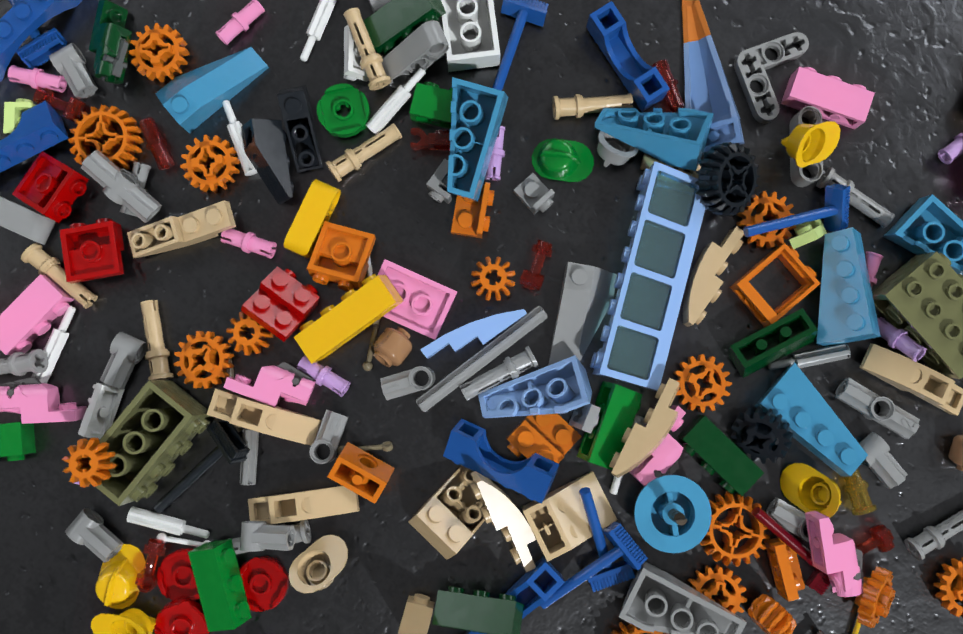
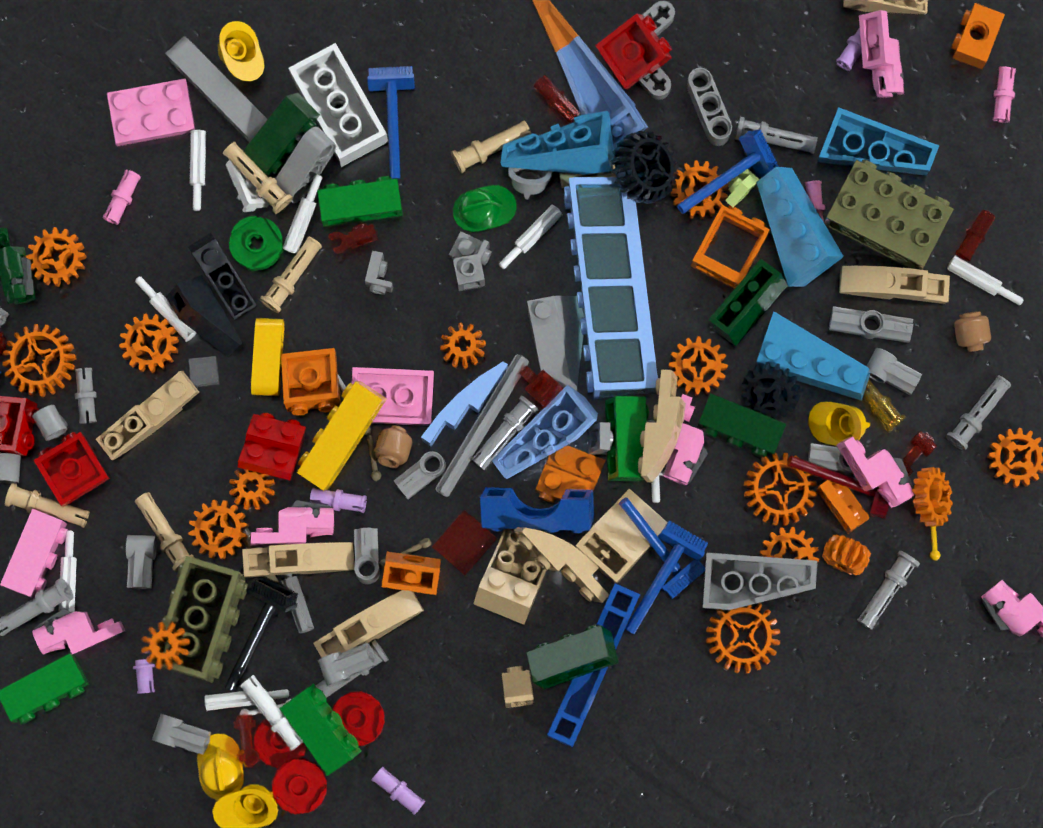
camera: 20 degrees left, 5 degrees down
(87, 203) = (51, 423): none -> light grey piece
(101, 410) = (139, 614): white plate -> none
(121, 186) = (77, 396): light grey piece -> none
(156, 143) = (88, 344): clear red axle -> none
(181, 548) = (271, 712): none -> white pin
(200, 92) = (112, 275): dark azure wedge -> none
(249, 242) = (216, 403): bright pink pin -> none
(250, 209) = (204, 371): none -> clear tile
(318, 564) = (406, 673): tan piece -> none
(422, 460) = (464, 542): none -> clear red piece
(471, 216) = (415, 288): orange bracket -> none
(473, 134) = (390, 213): dark azure wedge -> none
(498, 153) = (416, 227): lavender pin -> none
(525, 213) = (469, 272): none -> light grey bracket
(532, 278) = (500, 331): clear red bar -> none
(550, 346) = (541, 386): none -> clear red plate
(597, 201) = (533, 234): none -> white axle
(638, 77) = (520, 100): blue arch -> none
(672, 514) = (715, 494): dark azure piece -> none
(703, 284) = (663, 272): tan slope -> none
(760, 66) = (634, 50): none -> red plate
(812, 142) = (709, 103): yellow piece -> none
(814, 357) = (795, 300): light grey axle -> none
(833, 97) = (711, 51): bright pink brick -> none
(900, 340) = (863, 252): lavender pin -> none

